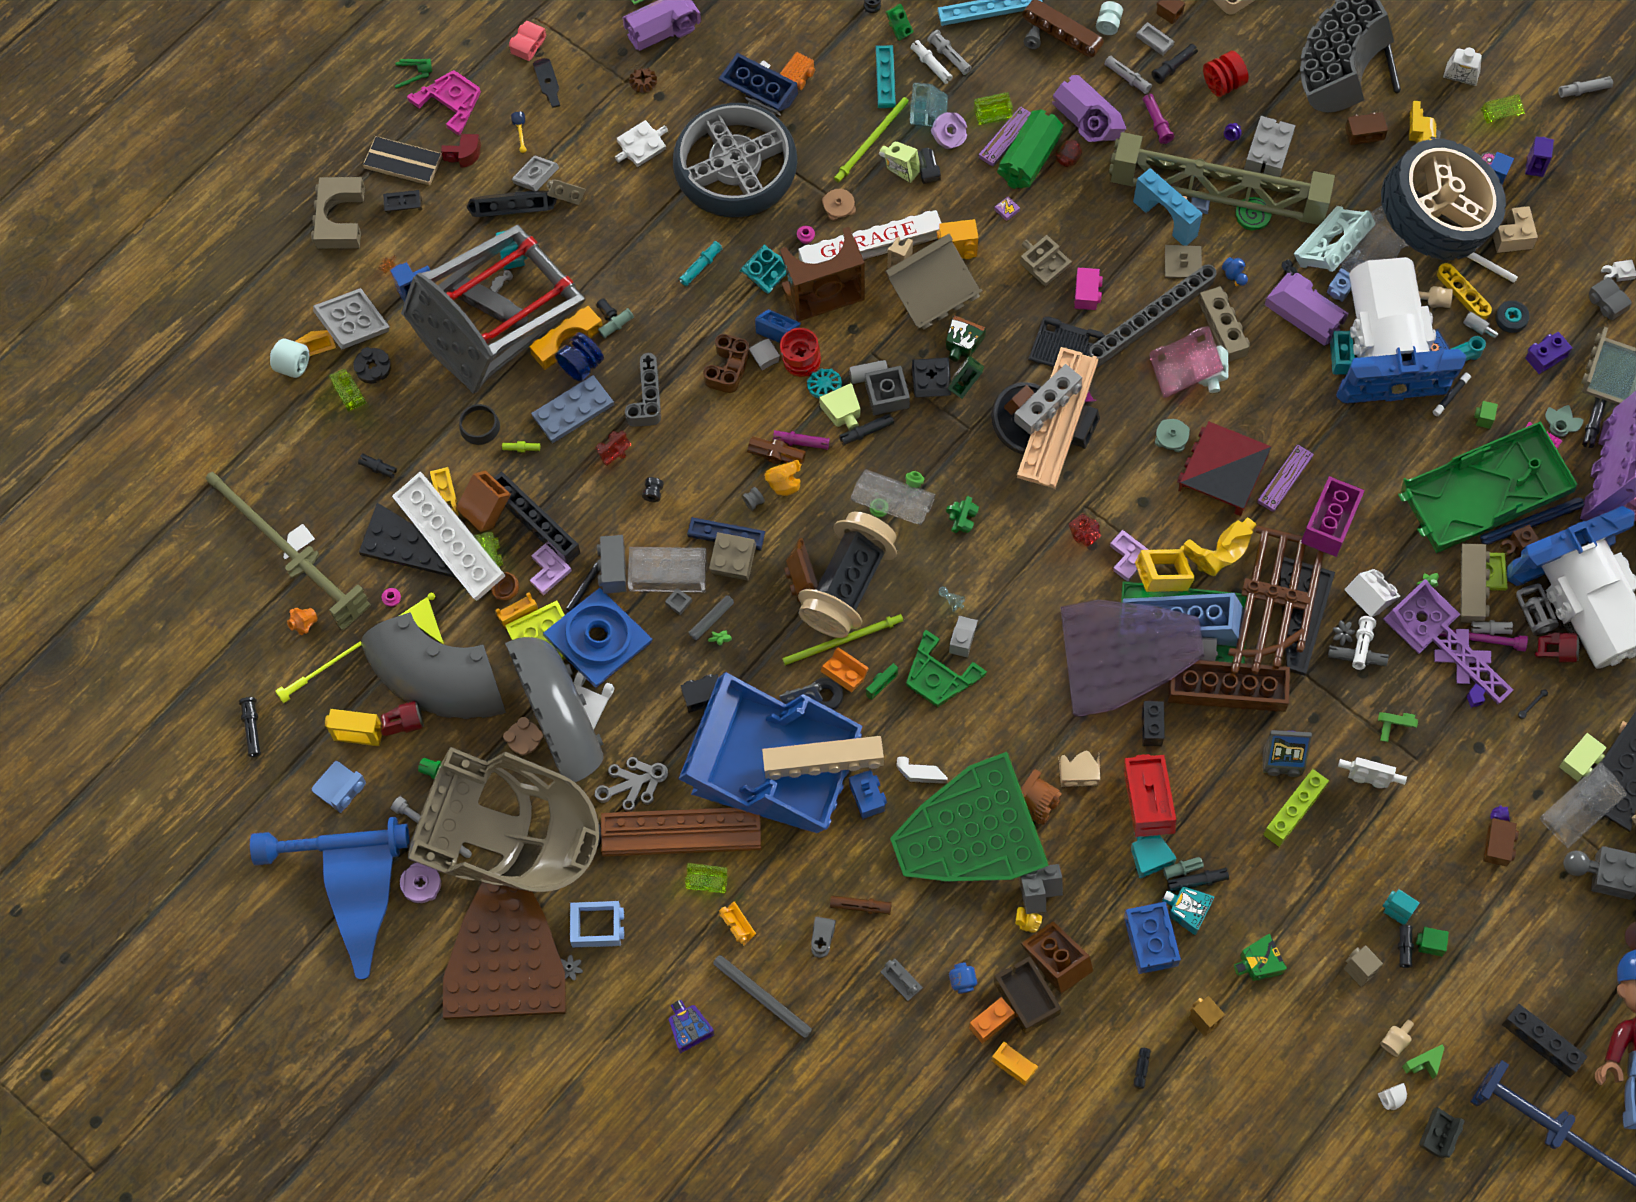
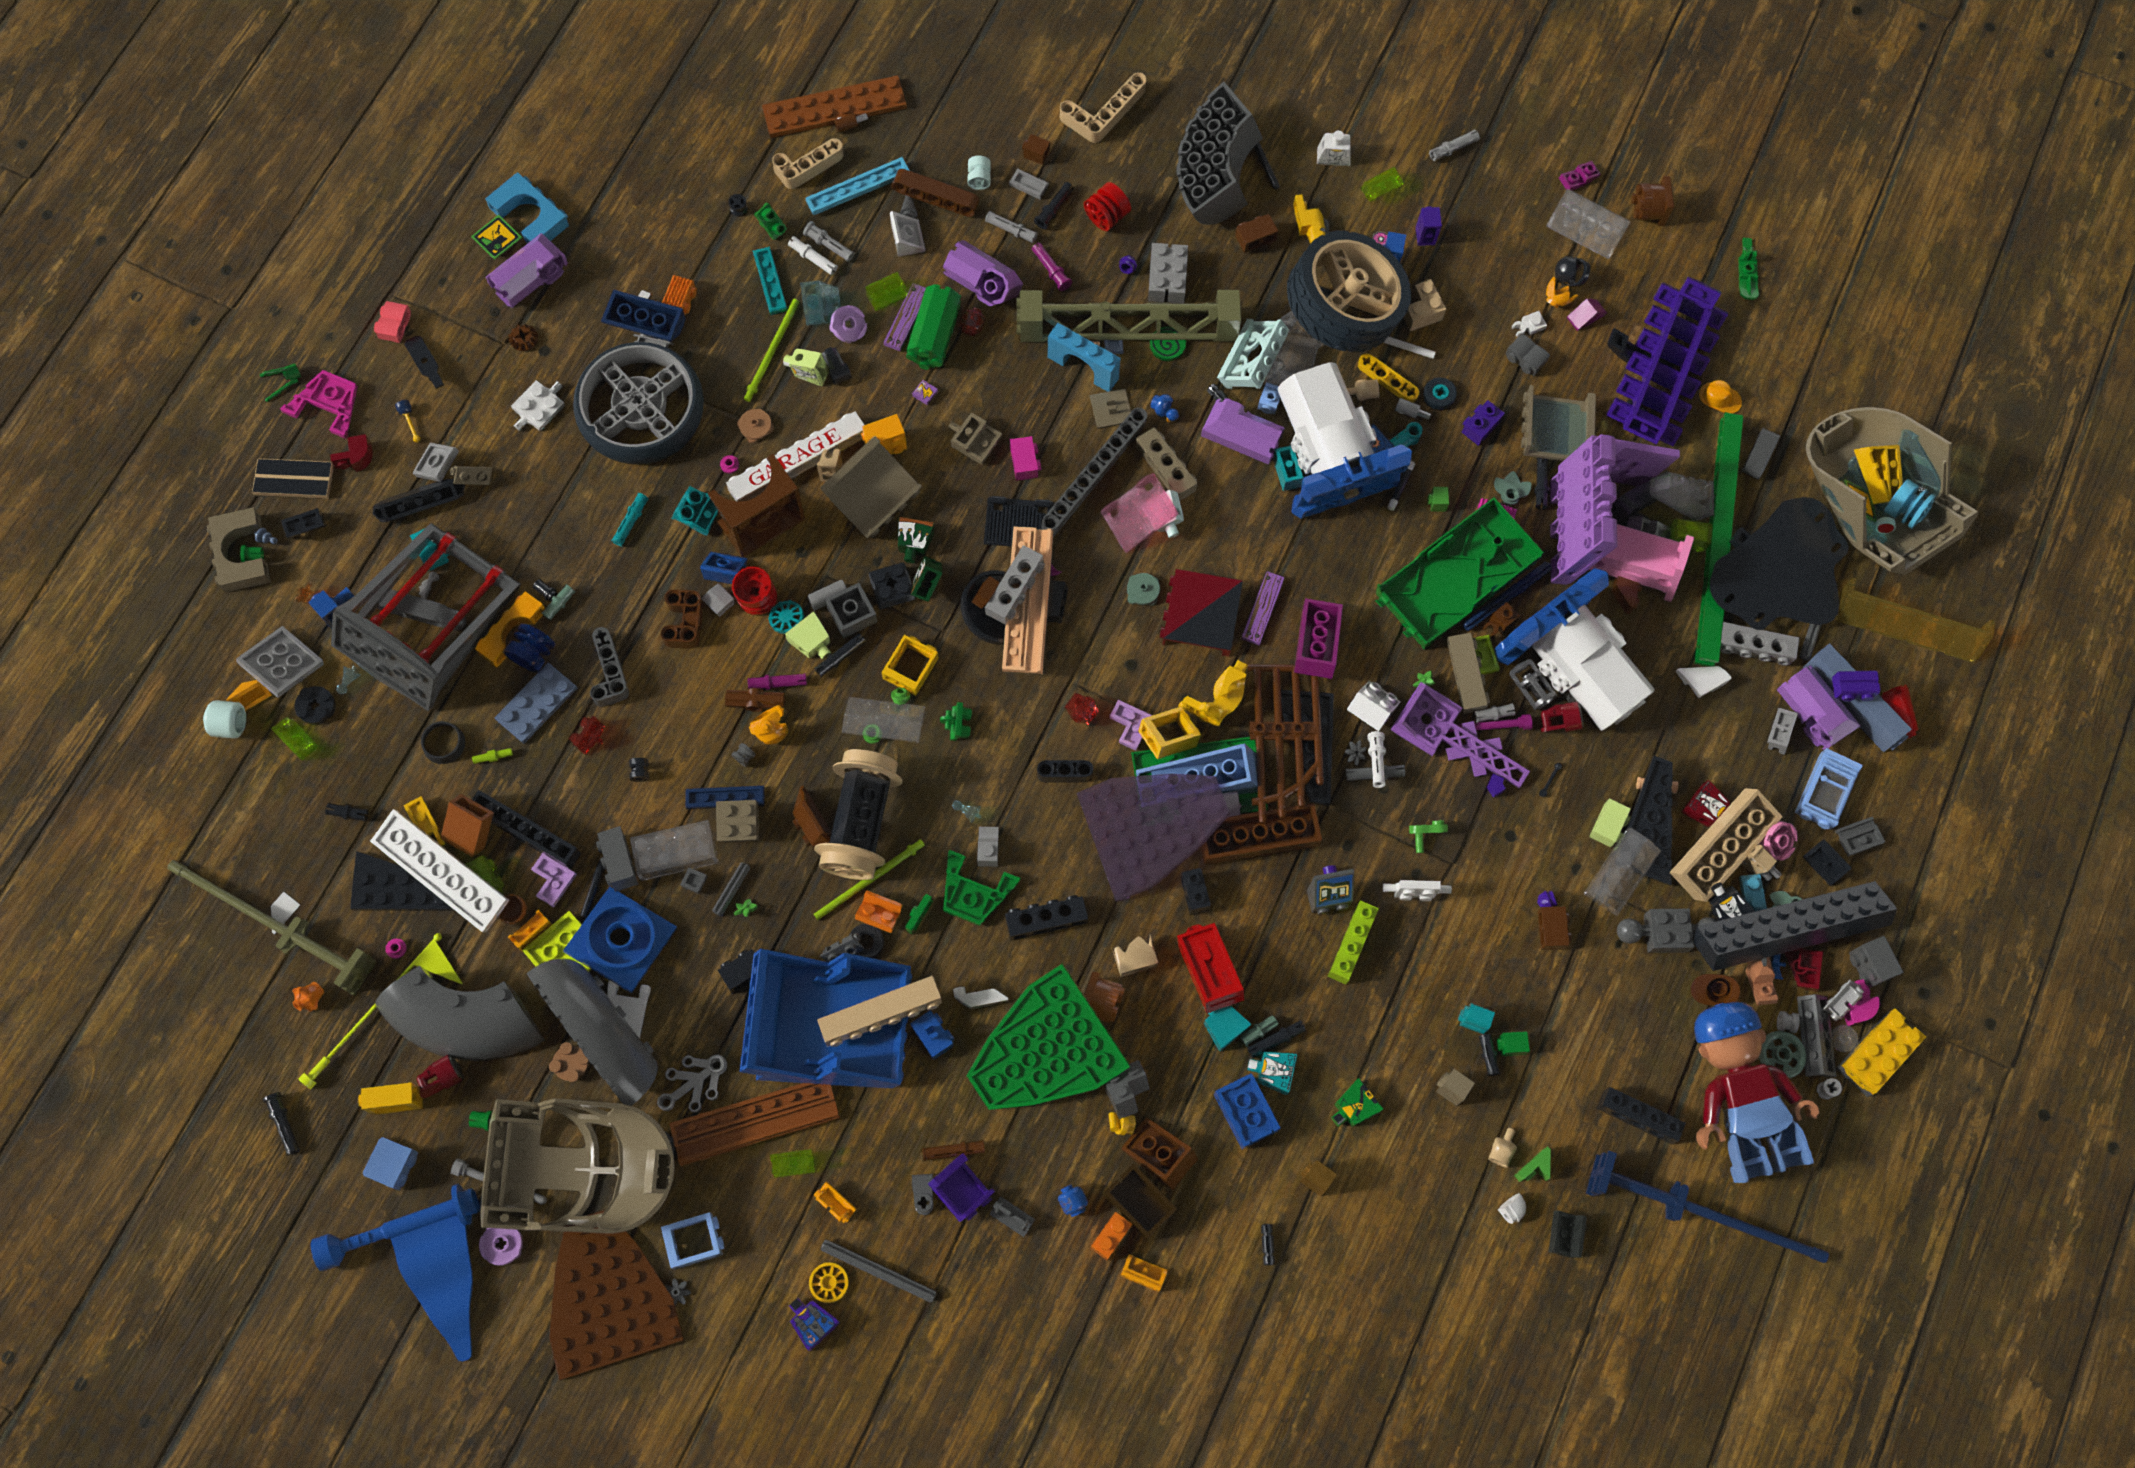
camera: 20 degrees left, 5 degrees up
(348, 217) = (251, 553): none -> green bush
(363, 205) = (264, 536): none -> sand blue hair
(409, 346) = (348, 676): none -> clear light blue piece
(713, 995) = (828, 1282): none -> yellow wheel
(858, 939) = (960, 1189): none -> dark purple panel
(920, 466) = (898, 679): none -> yellow window
(994, 720) = (1039, 926): none -> black brick
(1025, 60) = (906, 234): none -> white slope
(1061, 590) = (1056, 776): none -> black beam

